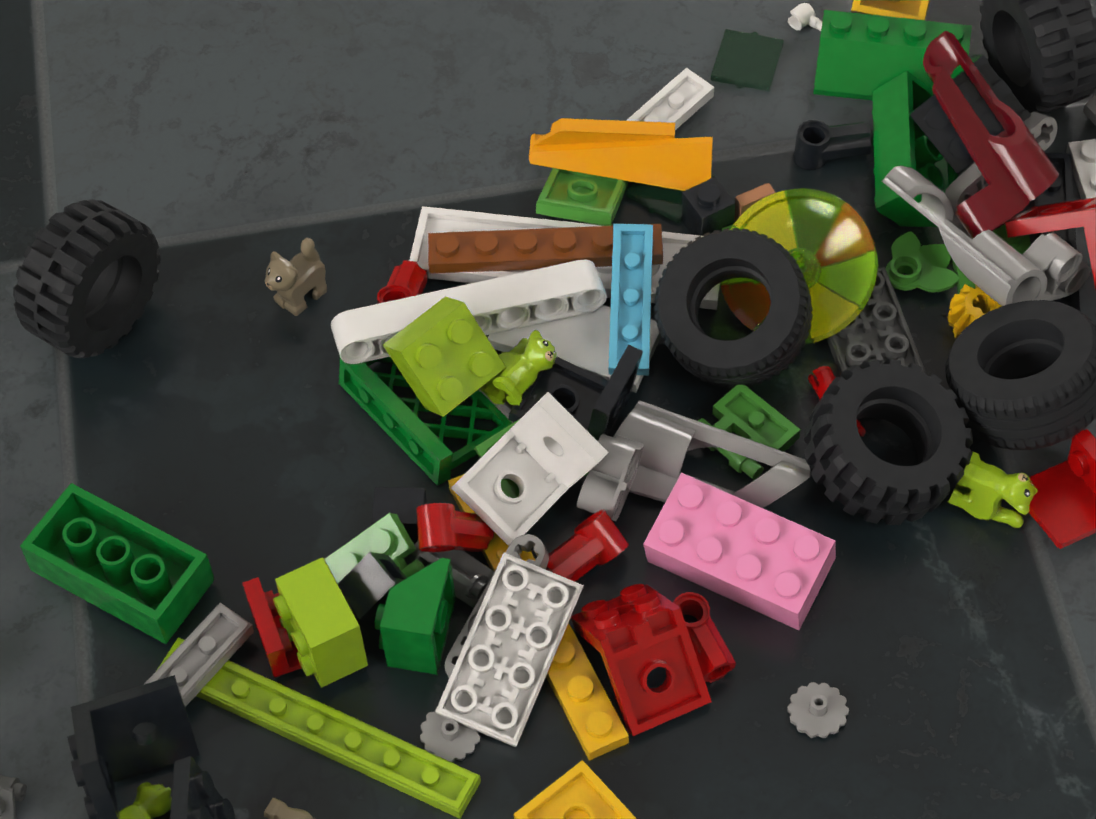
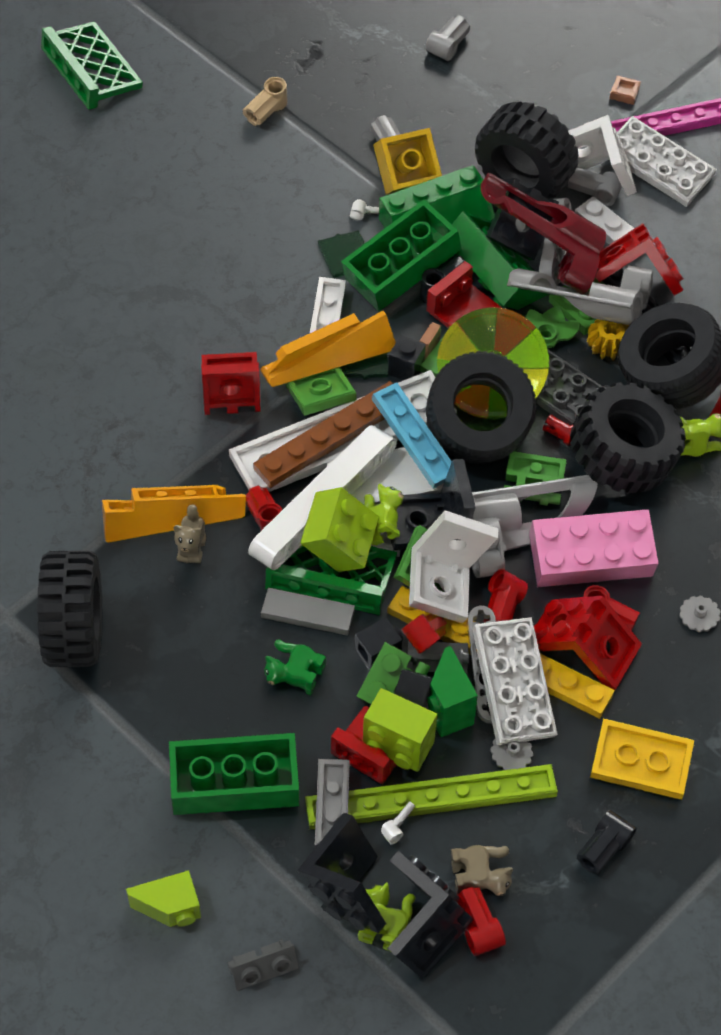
camera: 40 degrees left, 0 degrees up
(236, 733) = (391, 828): none -> white hand
(286, 221) = (161, 508): none -> light orange wedge
(291, 489) = (299, 667): none -> green animal
(360, 435) = (307, 611): none -> light grey tile
(483, 132) = (230, 381): none -> red bracket
(786, 85) = (401, 254): none -> green brick
(832, 166) = (456, 296): none -> red bracket

